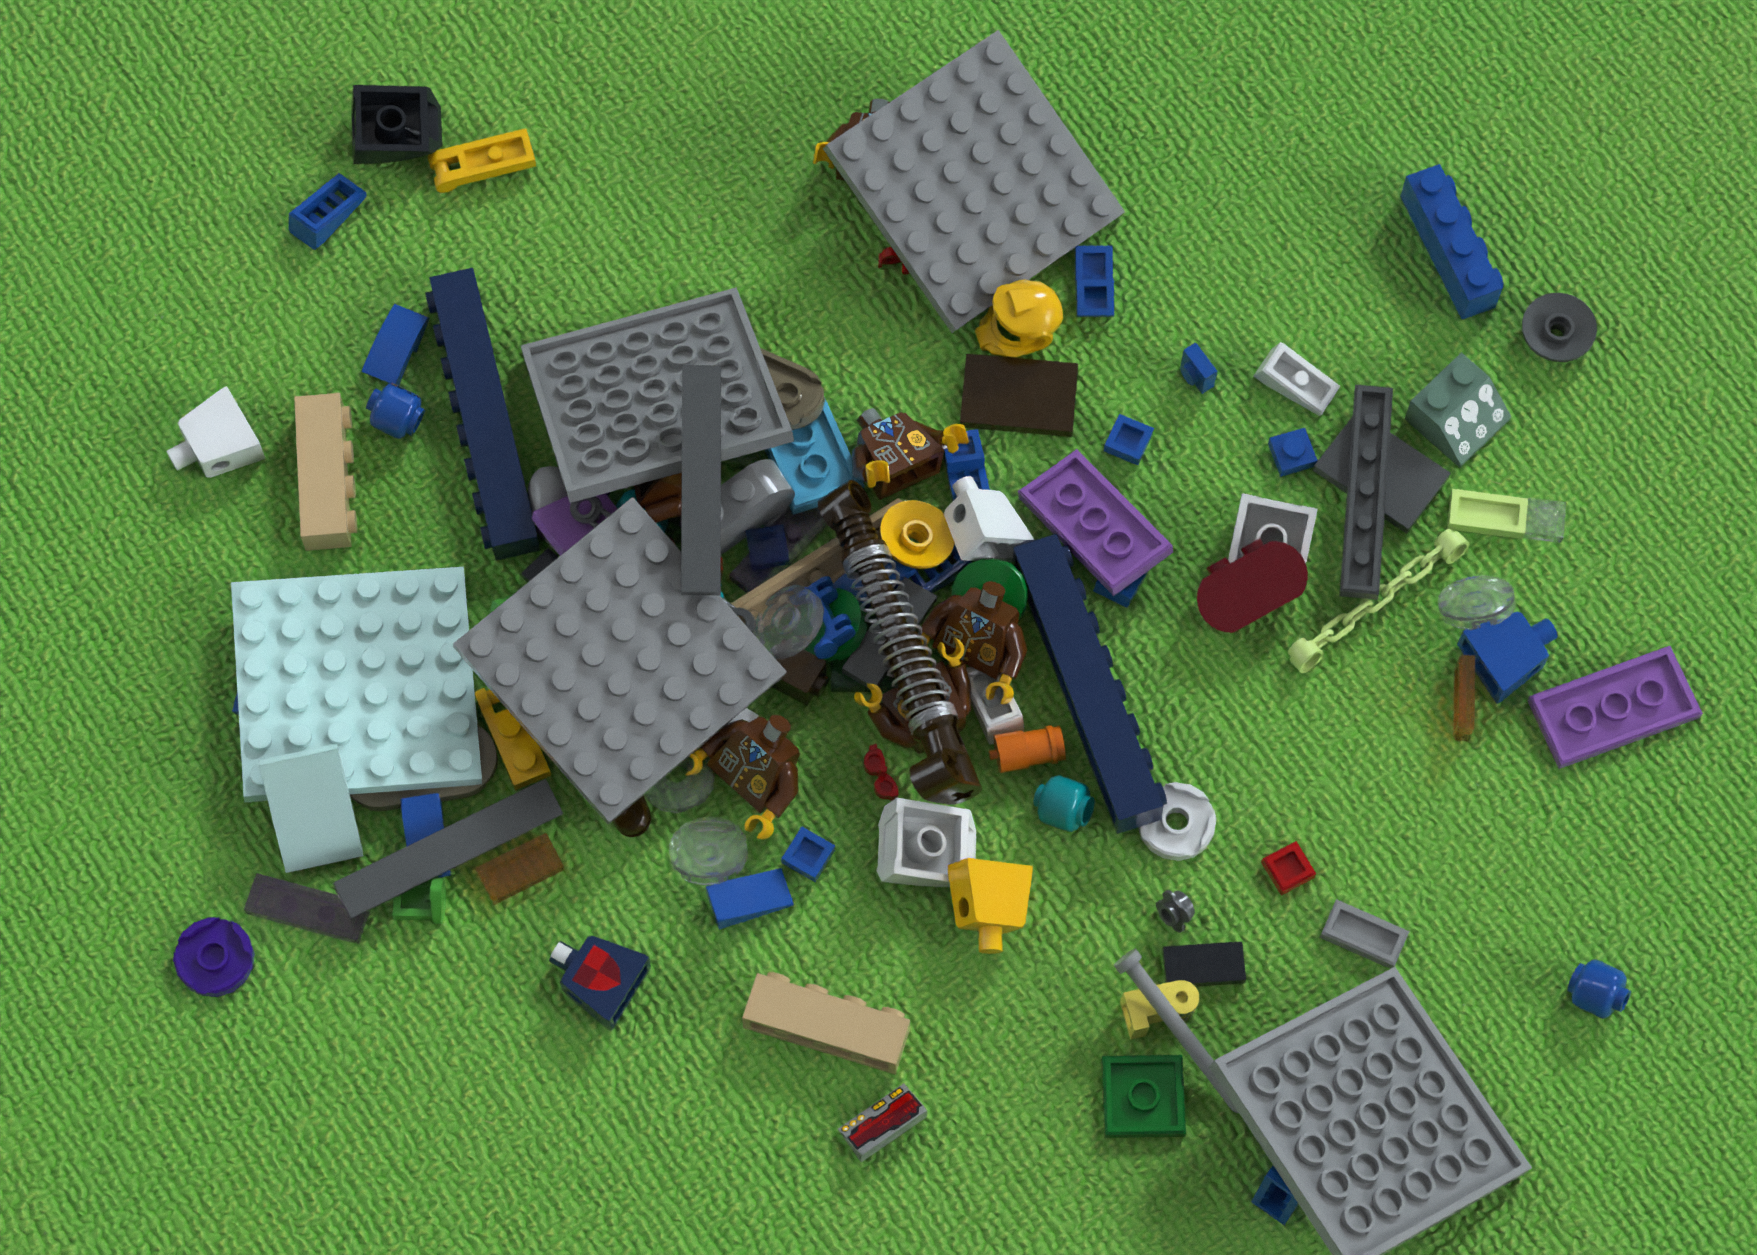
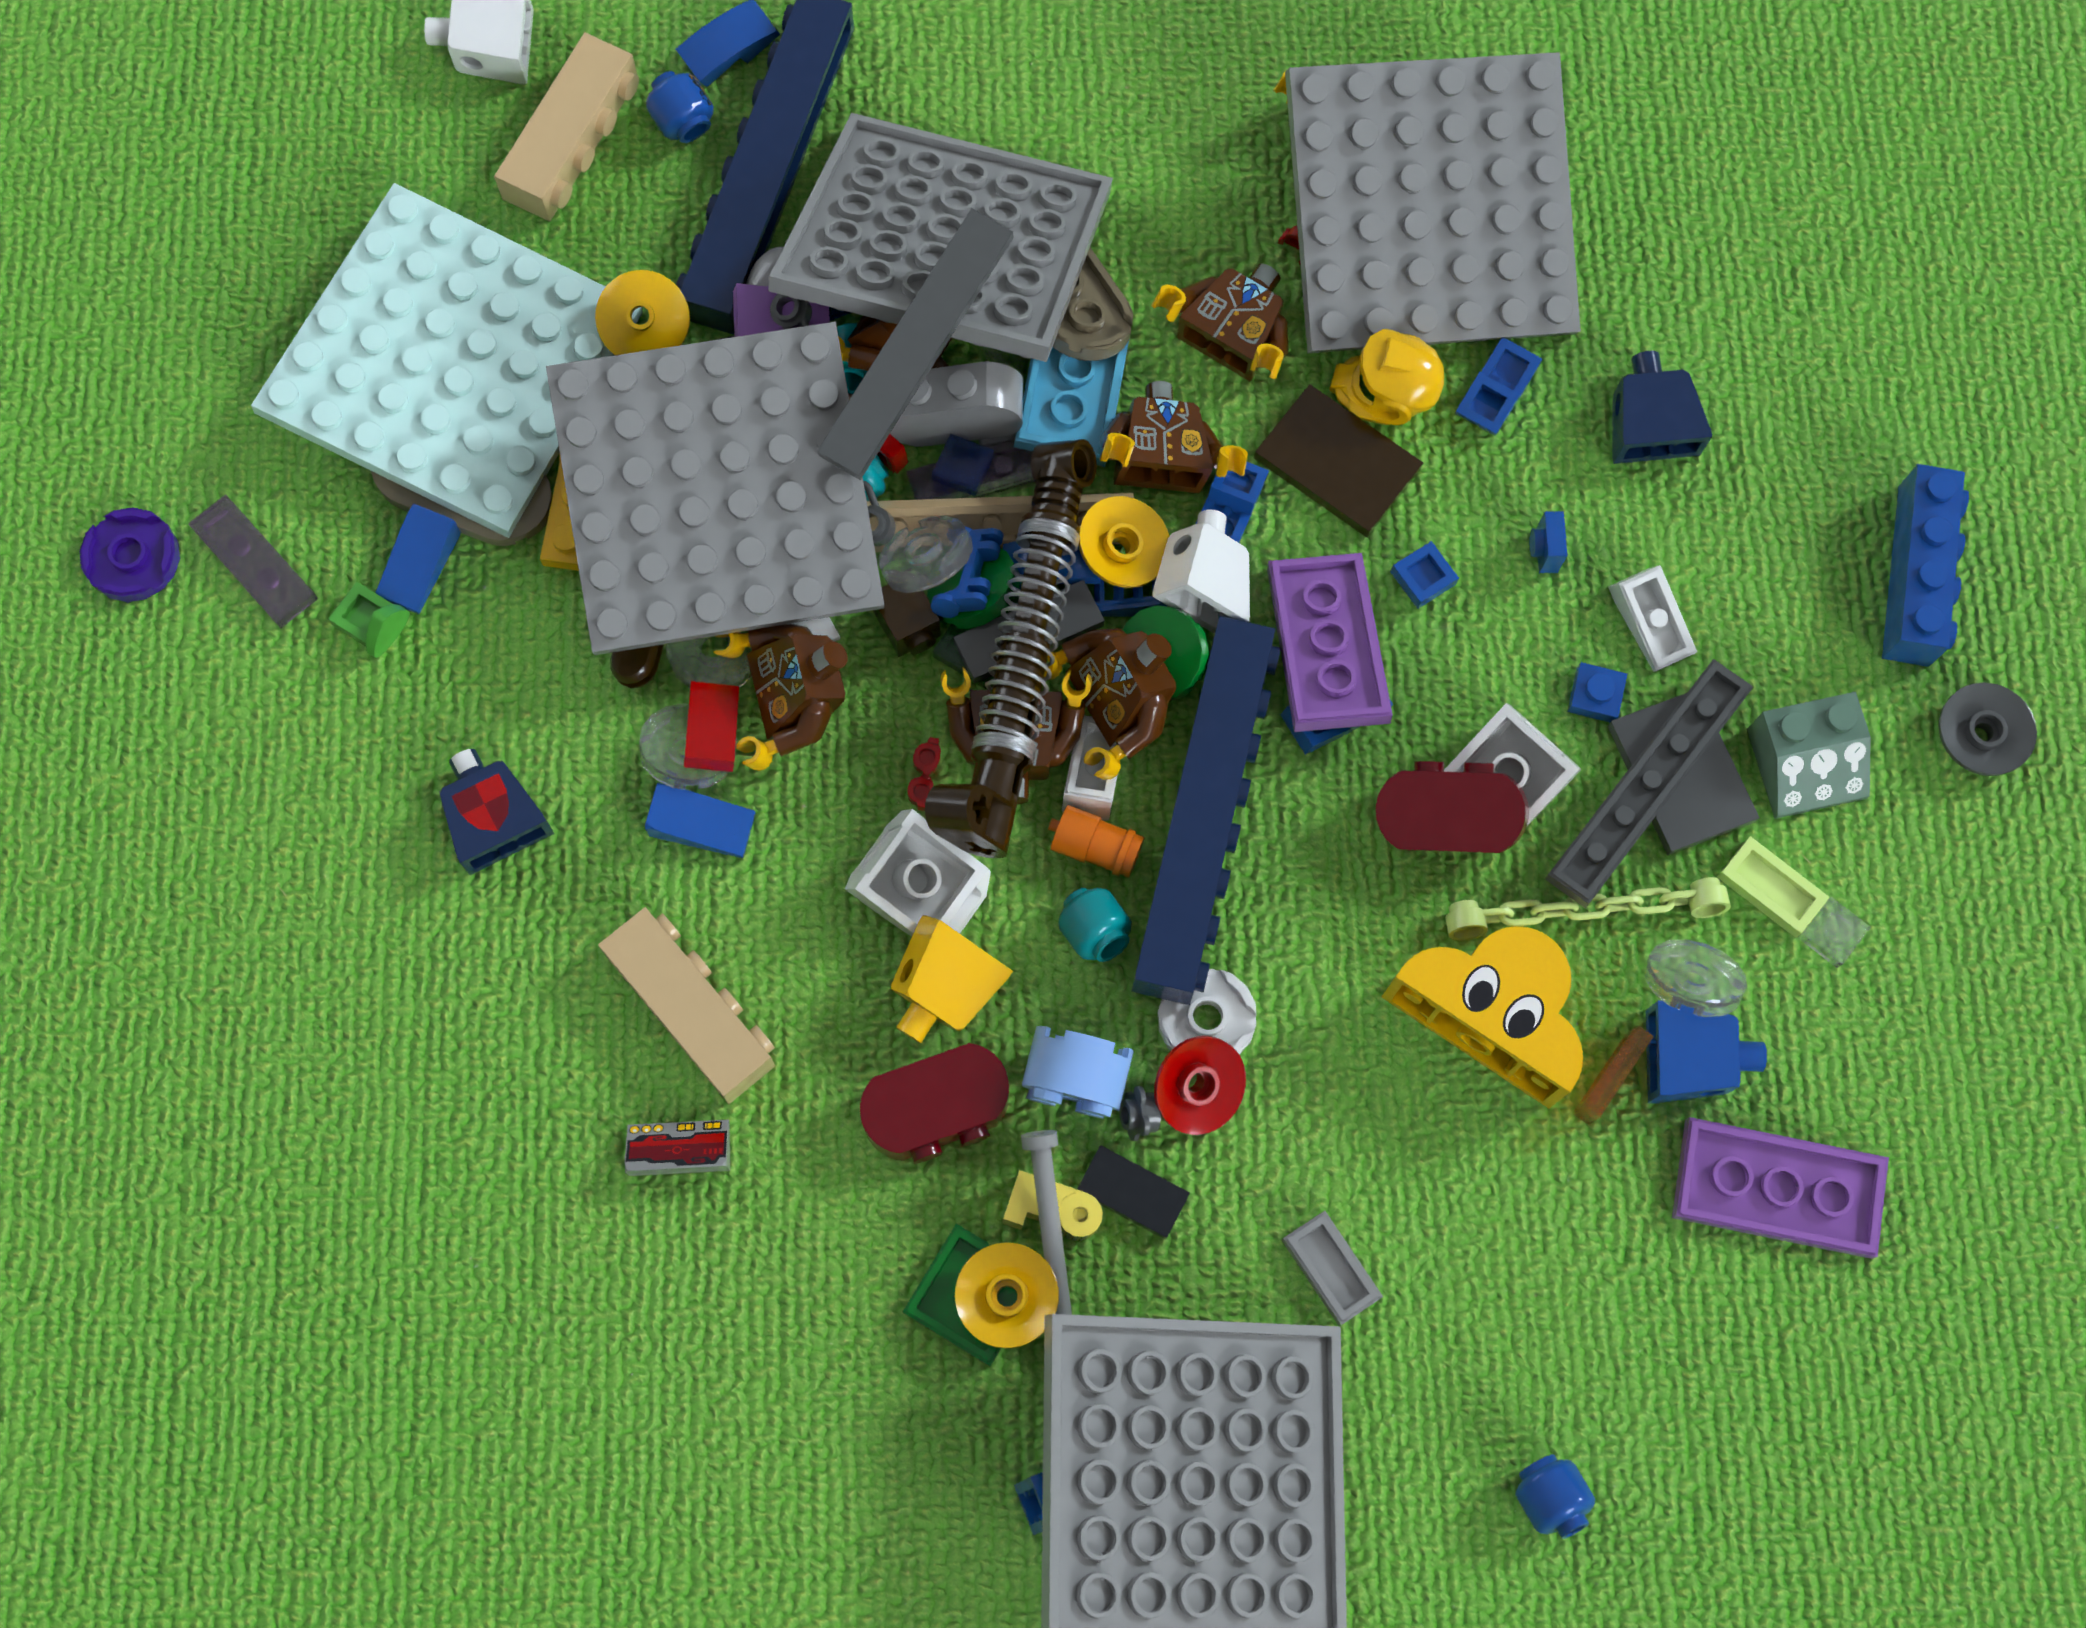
camera: 30 degrees right, 5 degrees up
(311, 808) = (312, 457): light aqua tile -> none
(447, 849) = (425, 583): dark grey tile -> none
(456, 577) = (648, 289): none -> yellow dish
(520, 869) = (490, 649): clear orange tile -> none
(717, 826) = (711, 726): none -> red tile
(808, 854) = (790, 813): blue plate -> none
(887, 339) = (1232, 319): none -> reddish brown torso
(1037, 985) = (935, 1103): none -> dark red brick
(1119, 904) = (1076, 1070): none -> light blue brick
(1175, 1058) = (1002, 1267): none -> yellow dish
(1212, 239) = (1657, 414): none -> dark blue torso
(1214, 862) = (1215, 1093): none -> red dish
(1288, 868) = (1296, 1143): red tile -> none
(1366, 697) = (1499, 1007): none -> yellow brick

